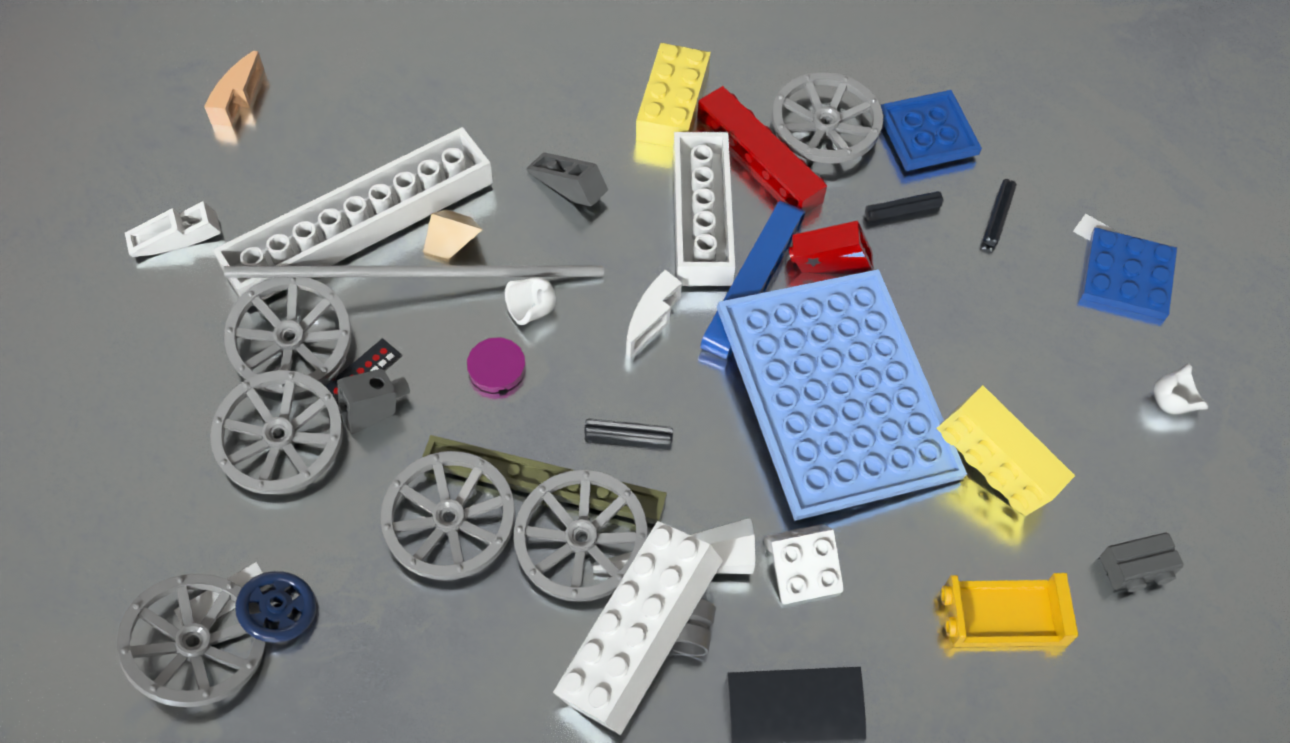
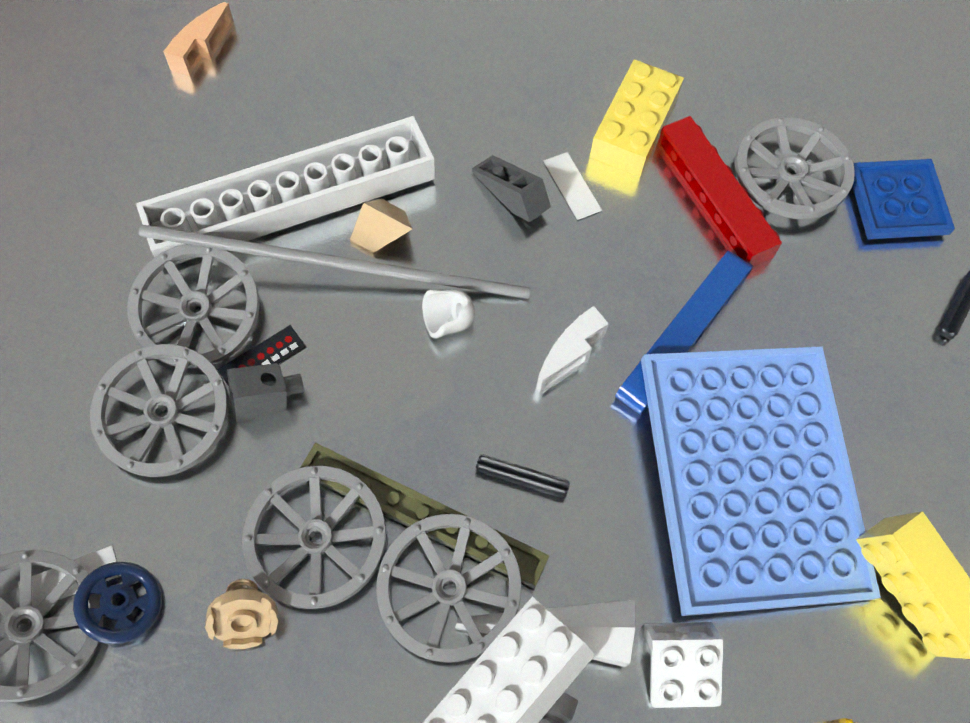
camera: 10 degrees right, 5 degrees up
(173, 231) = (107, 175): white slope -> none
(396, 595) = (241, 616): none -> tan tile
(496, 364) = (399, 376): magenta tile -> none
(624, 168) = (572, 186): none -> white sticker
(703, 209) = (646, 246): white brick -> none
(832, 250) = (775, 315): red slope -> none
(904, 206) = (859, 277): black axle -> none

